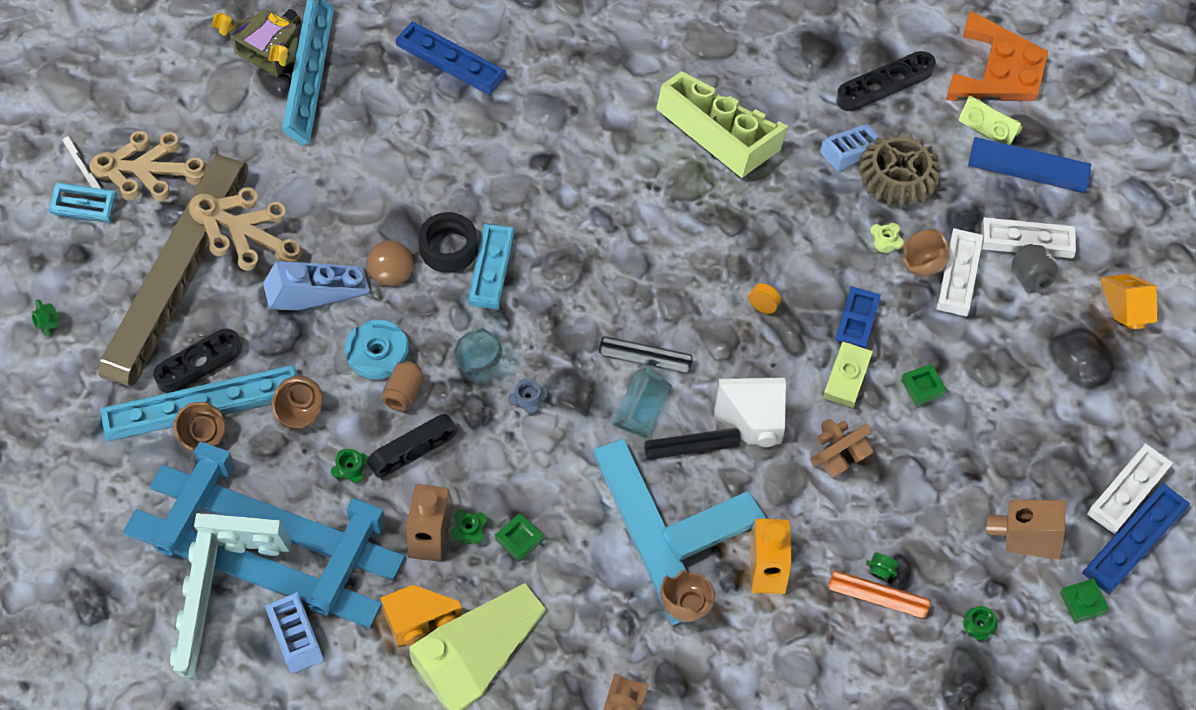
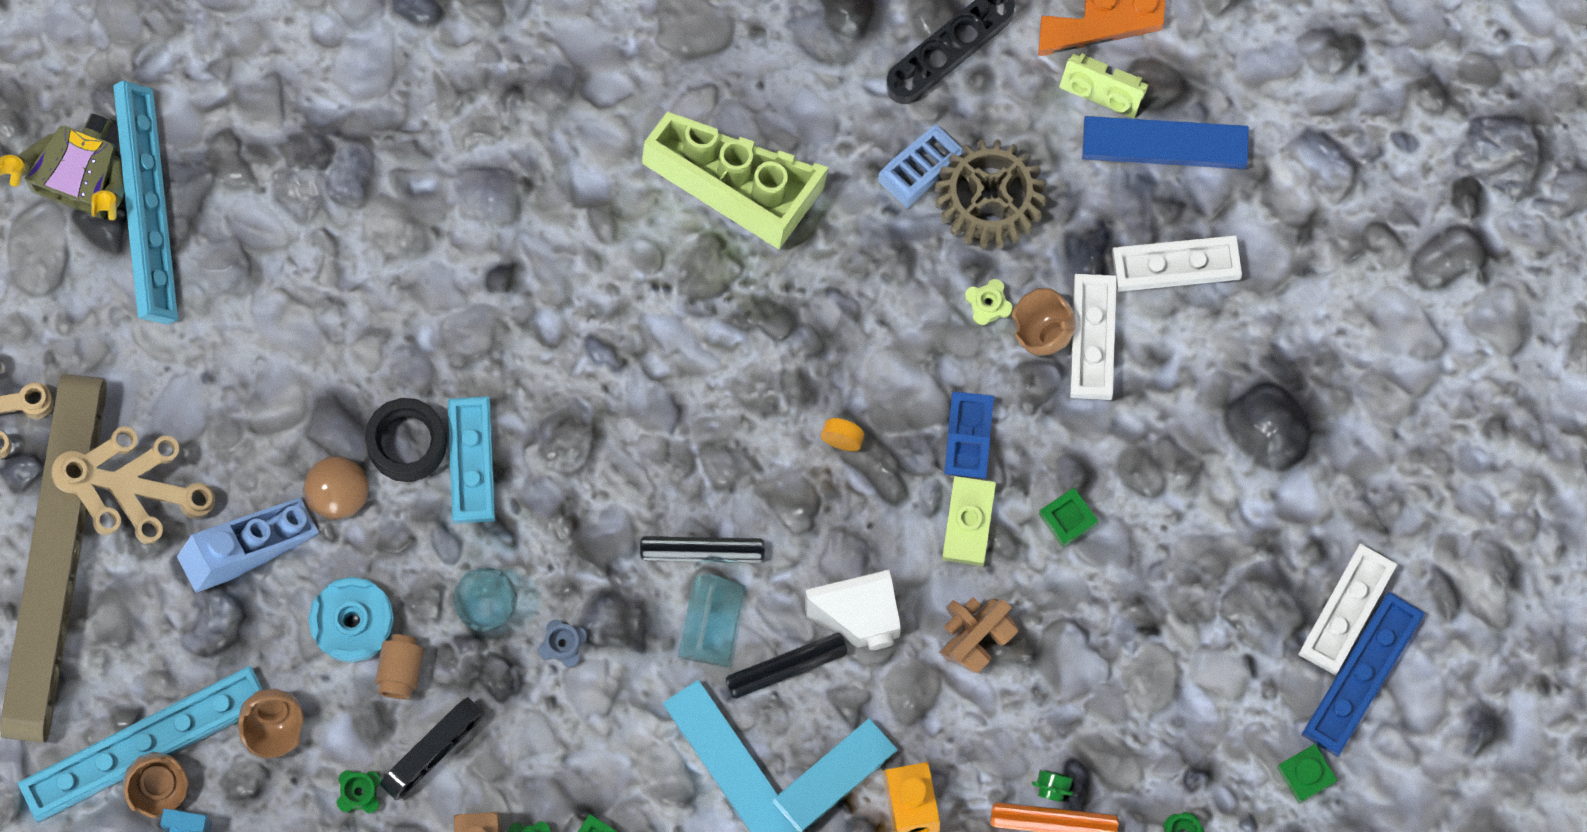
camera: 10 degrees left, 15 degrees up
(193, 373) = (120, 667): black beam -> none
(451, 58) = (337, 137): blue tile -> none
(1031, 527) = (1245, 699): medium nougat torso -> none
(1034, 267) = (1190, 311): dark grey head -> none
(1131, 299) = (1320, 331): light orange slope -> none

